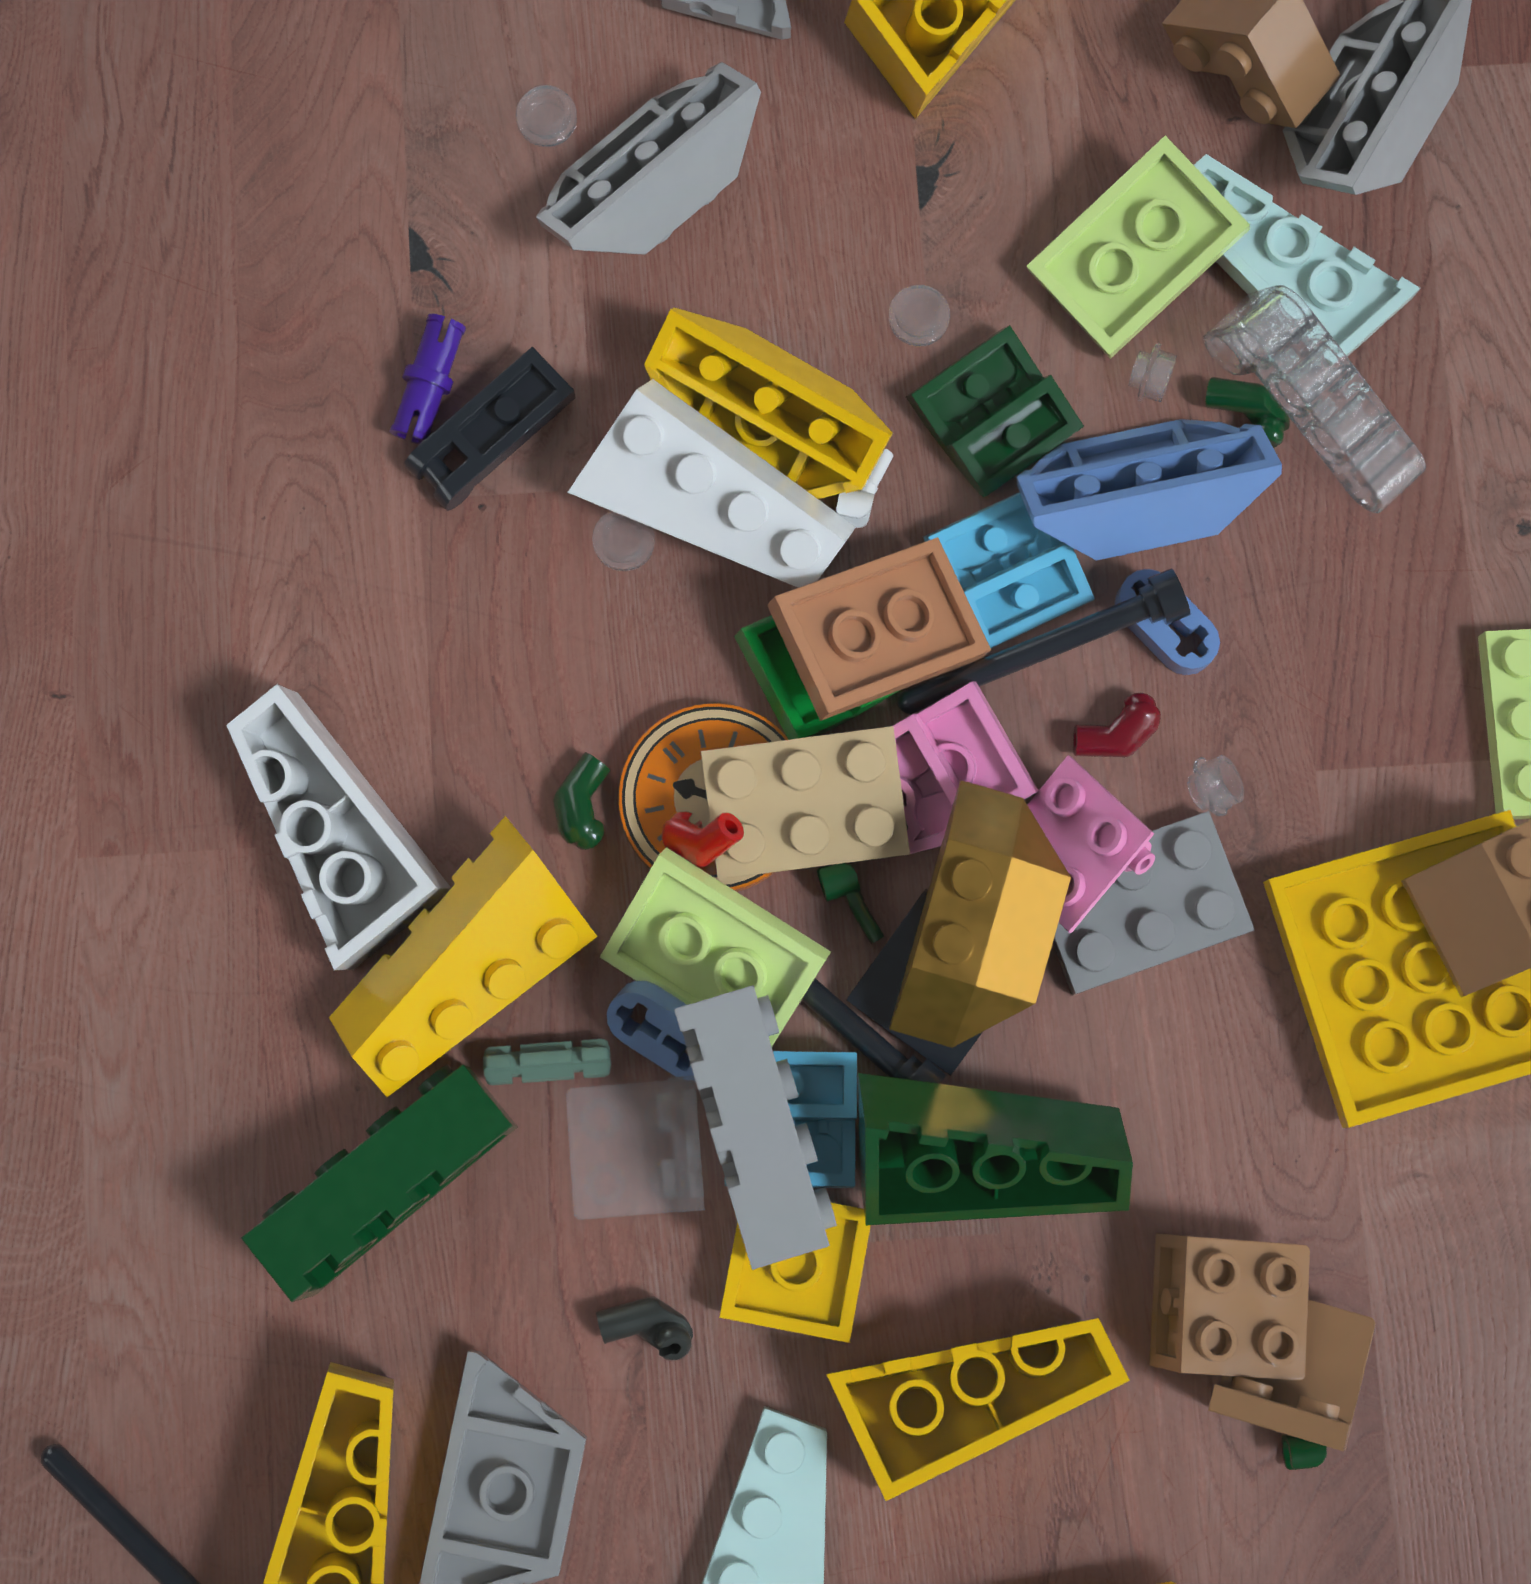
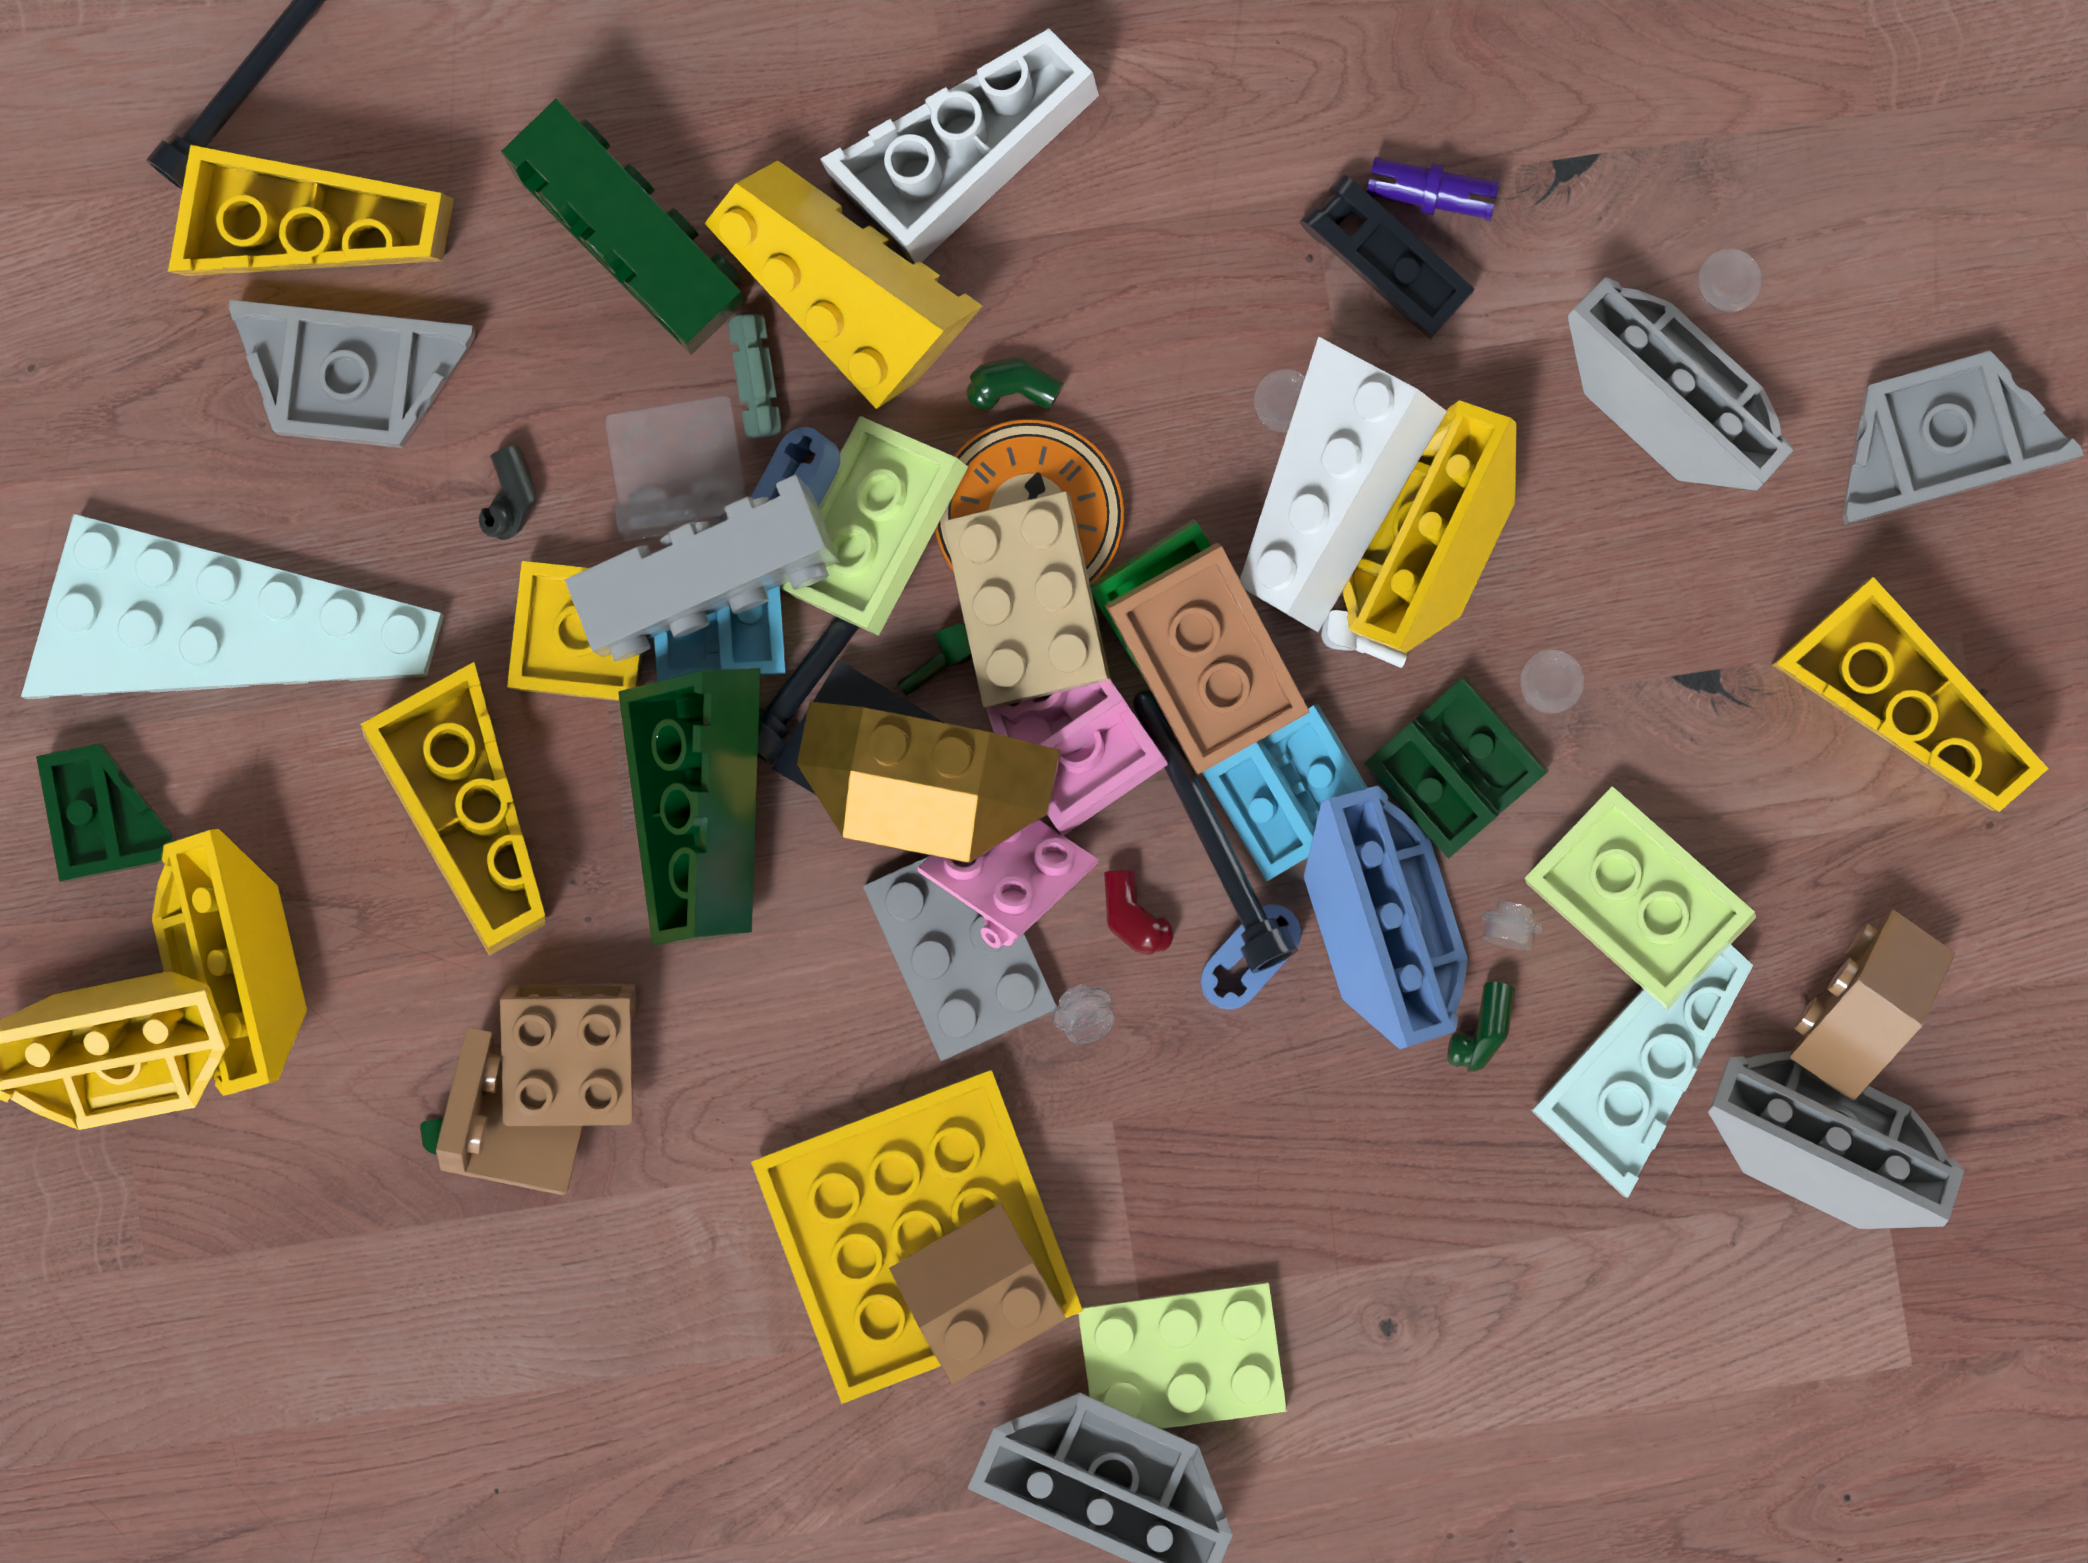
camera: 90 degrees right, 5 degrees up
(701, 844) = (976, 498): red arm -> none
(1319, 391) = (1497, 1094): clear beam -> none

